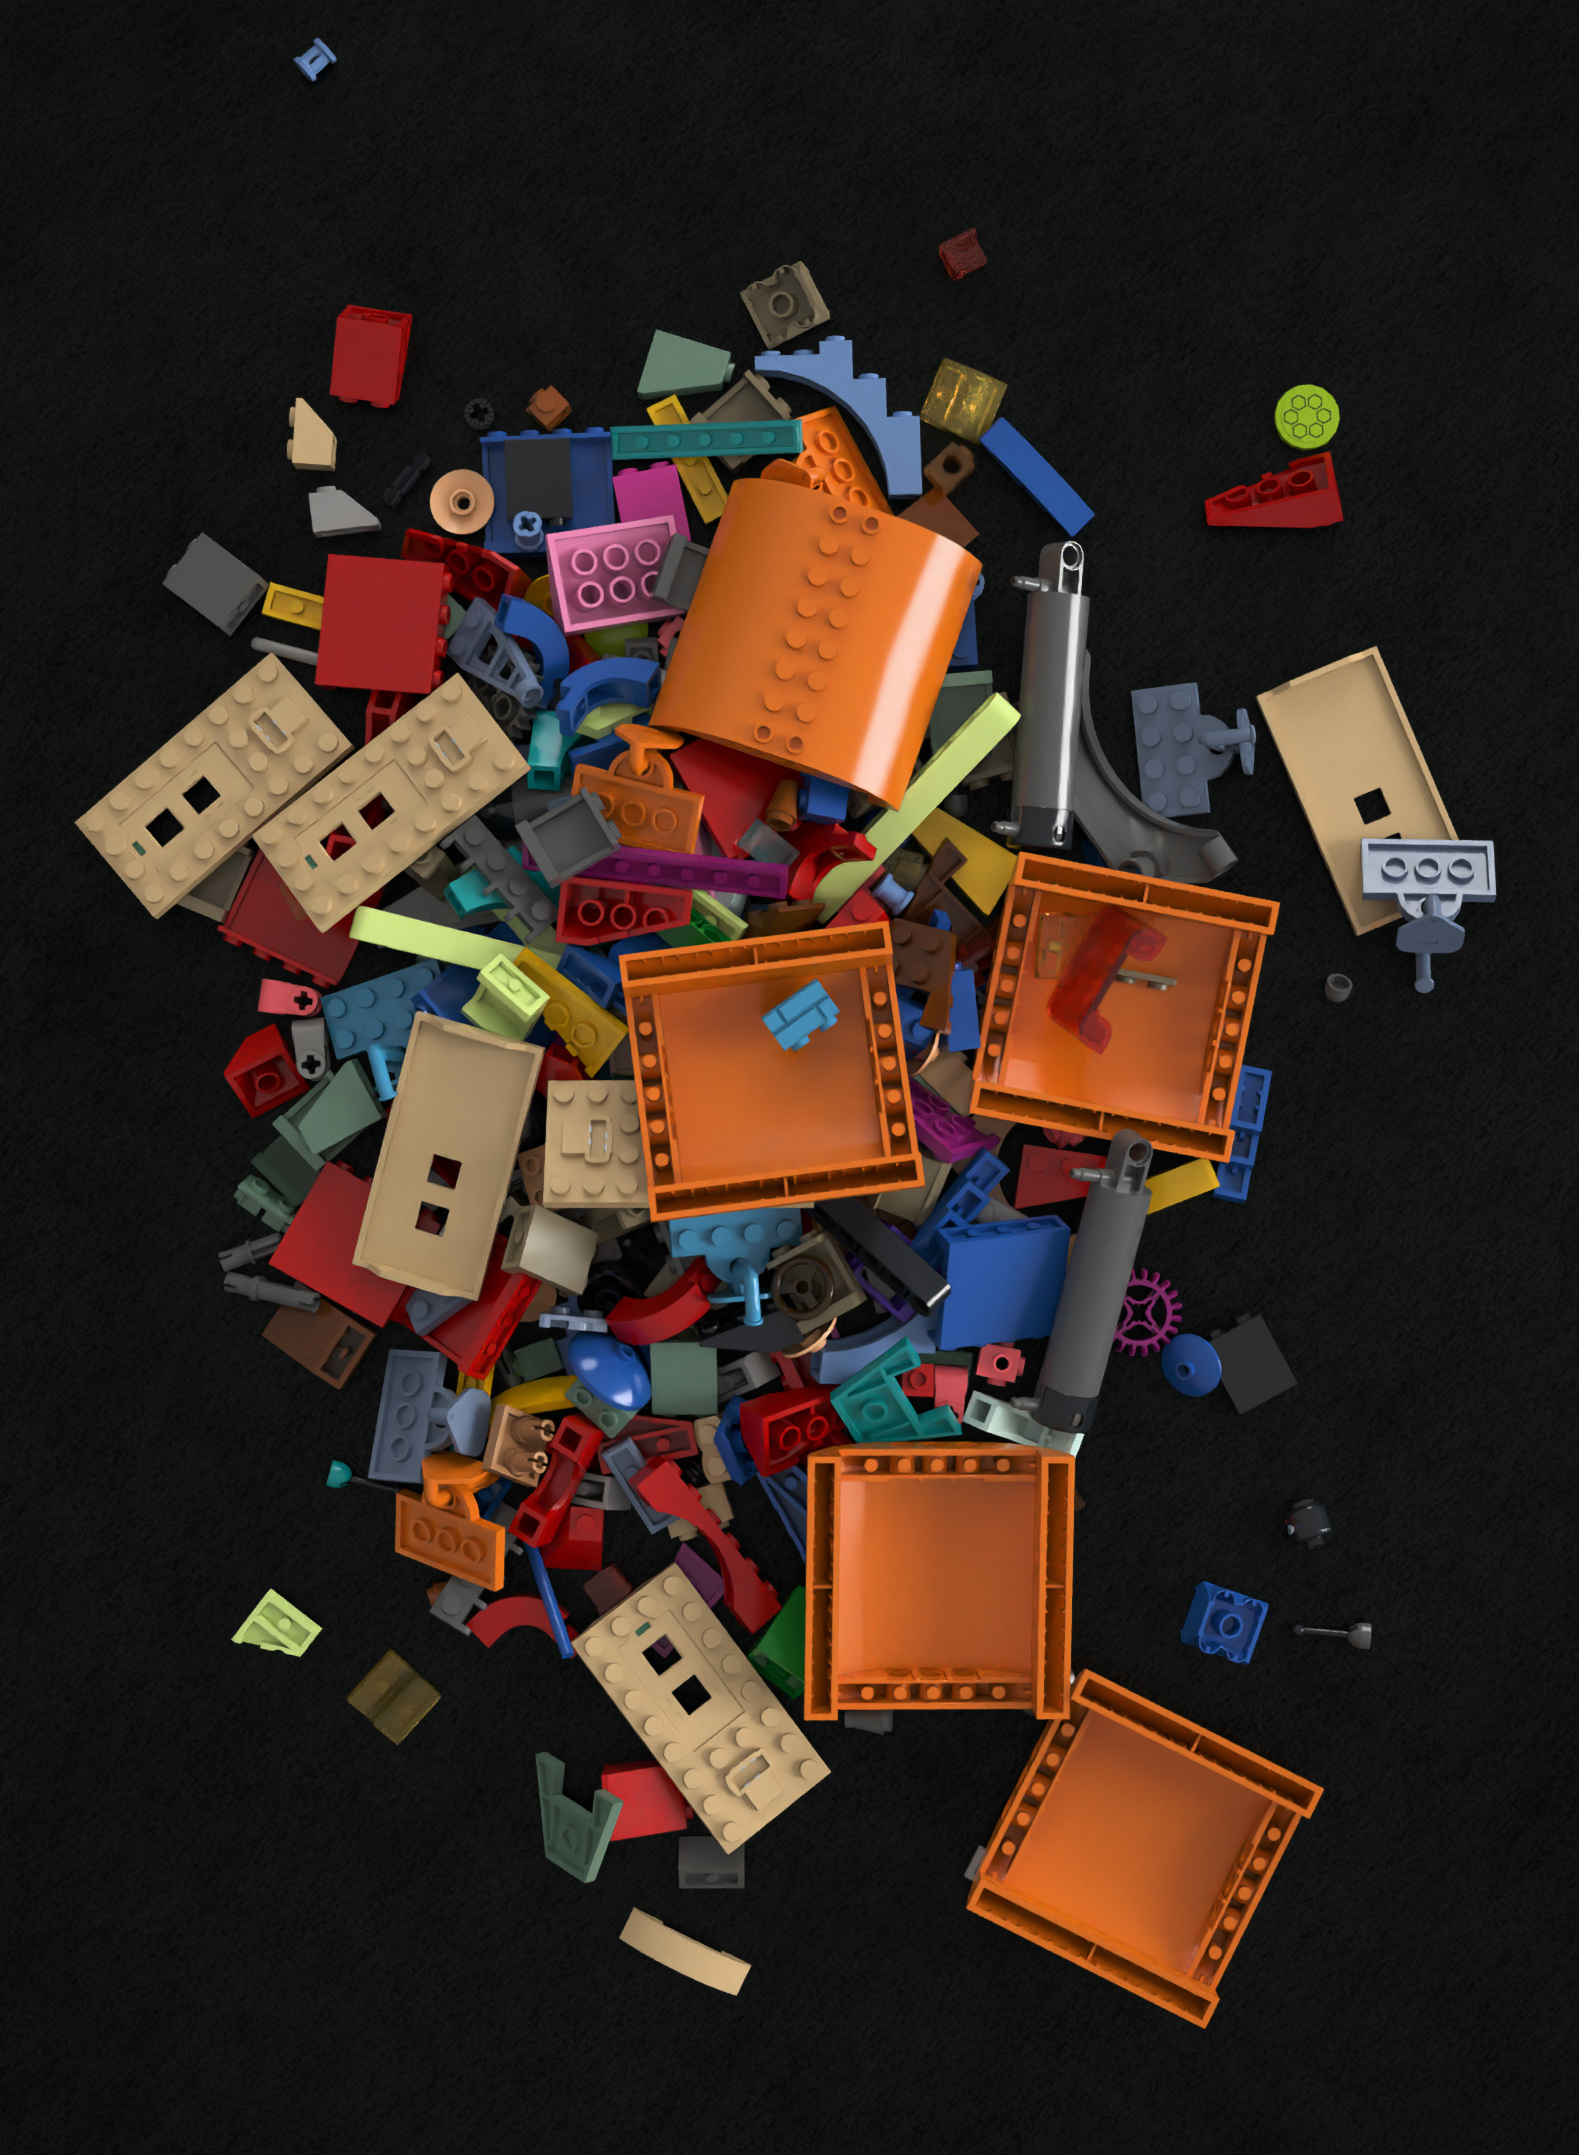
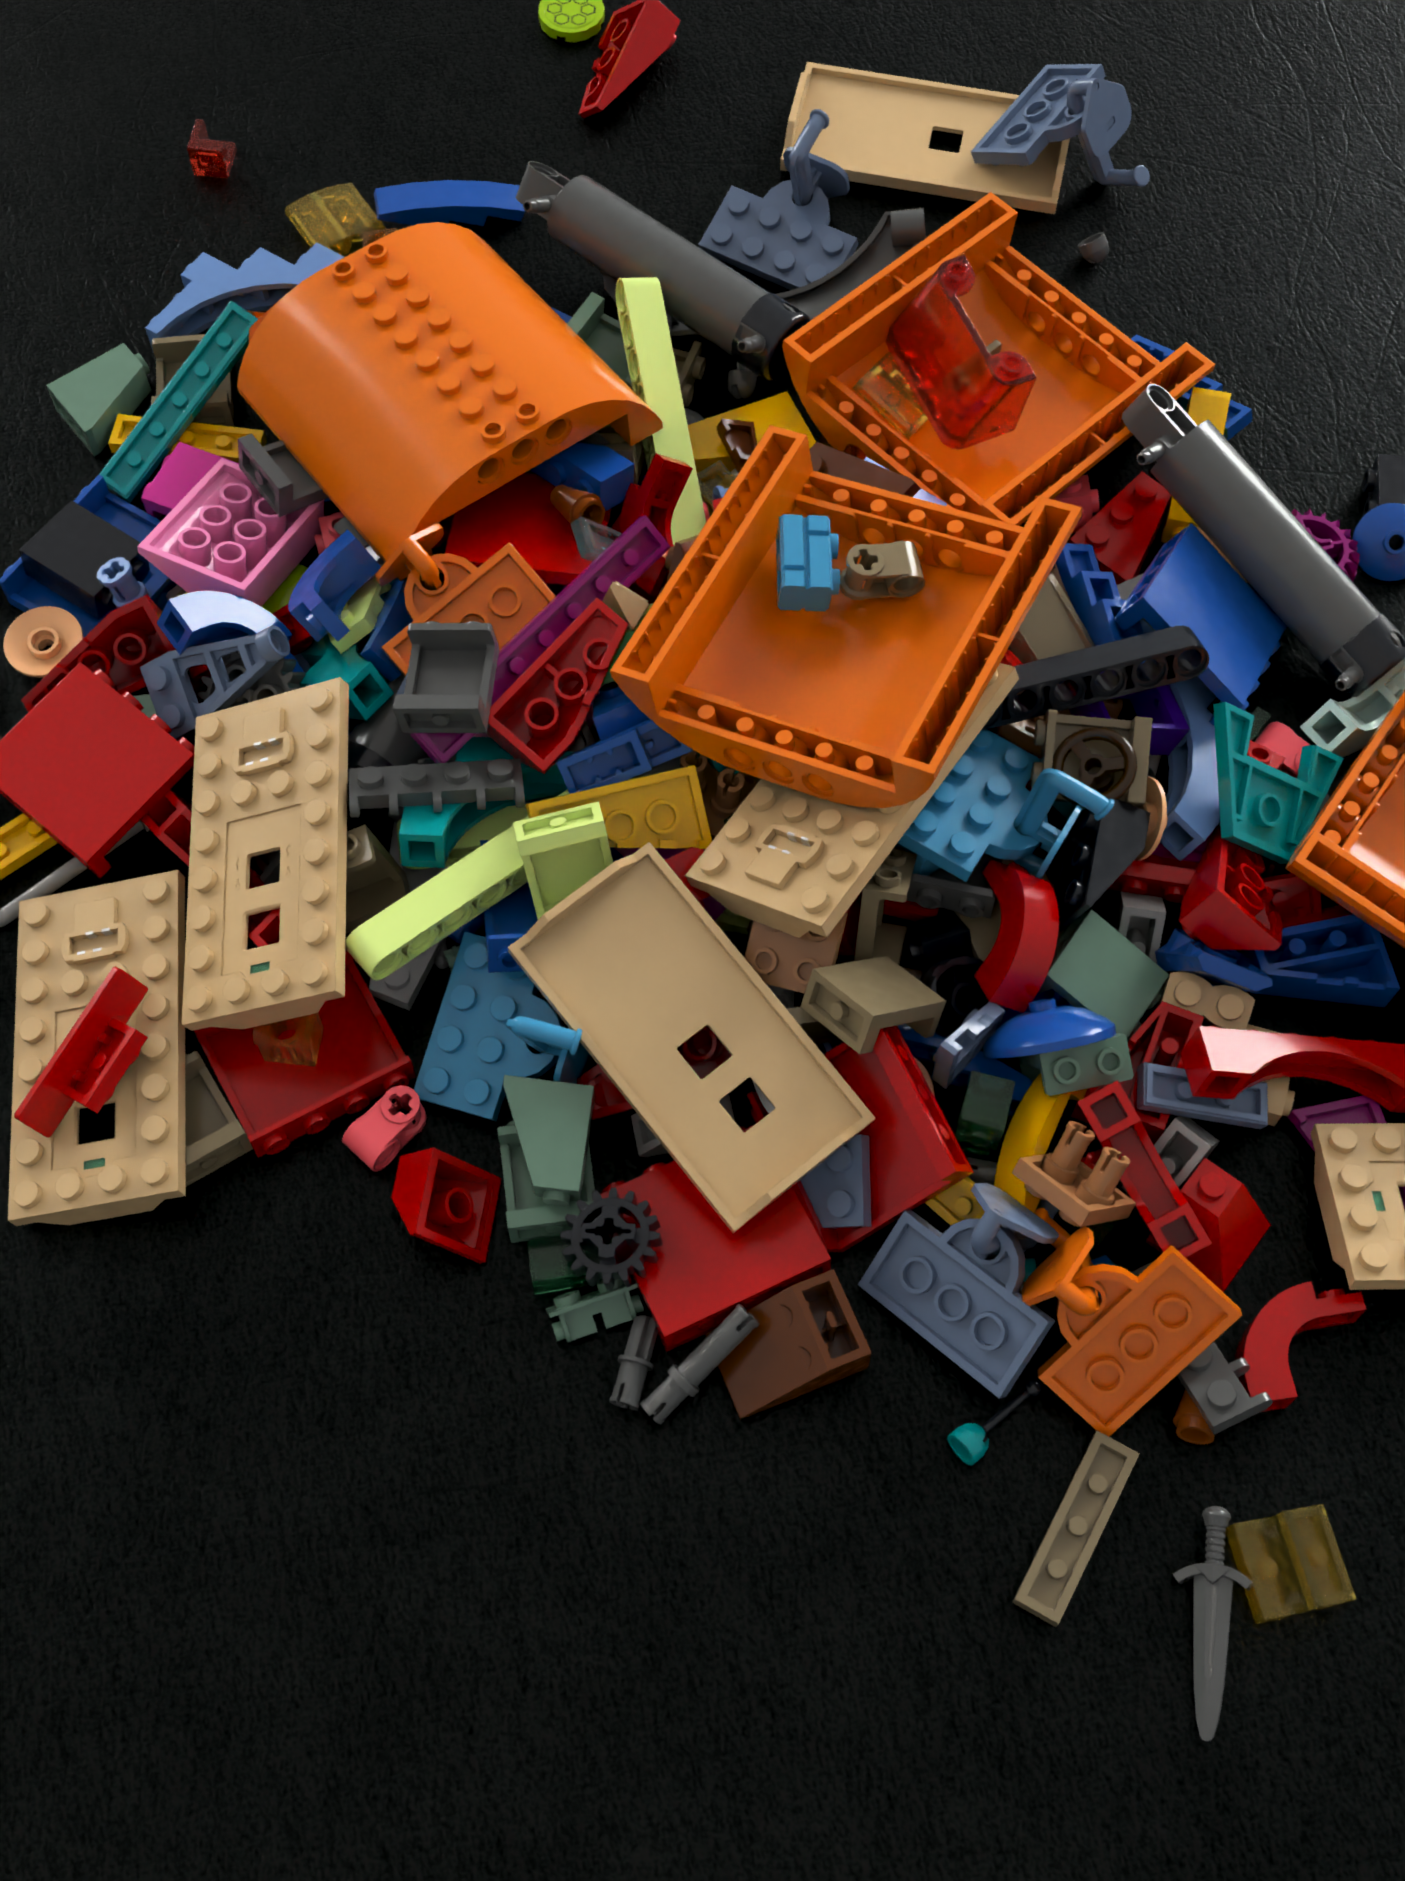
camera: 55 degrees left, 25 degrees down
(193, 800) = (89, 1057): none -> red bracket
(278, 1626) = (1115, 1646): yellowish green wing -> none
(288, 1200) = (595, 1227): none -> black gear
(311, 1041) = (457, 1136): light grey piece -> none
(330, 1565) = (1076, 1528): none -> dark tan plate
(334, 1669) = (1211, 1620): none -> dark grey sword
(548, 408) = (27, 513): dark orange brick -> none
(549, 1601) = (1291, 1286): blue bar -> none
(607, 1587) = (1298, 1226): clear red panel -> none
(712, 907) = (626, 604): none -> tan slope
(785, 304) = (124, 292): dark tan slope -> none
(837, 1071) = (886, 567): none -> dark tan piece
(987, 1363) = (1282, 693): coral brick -> none

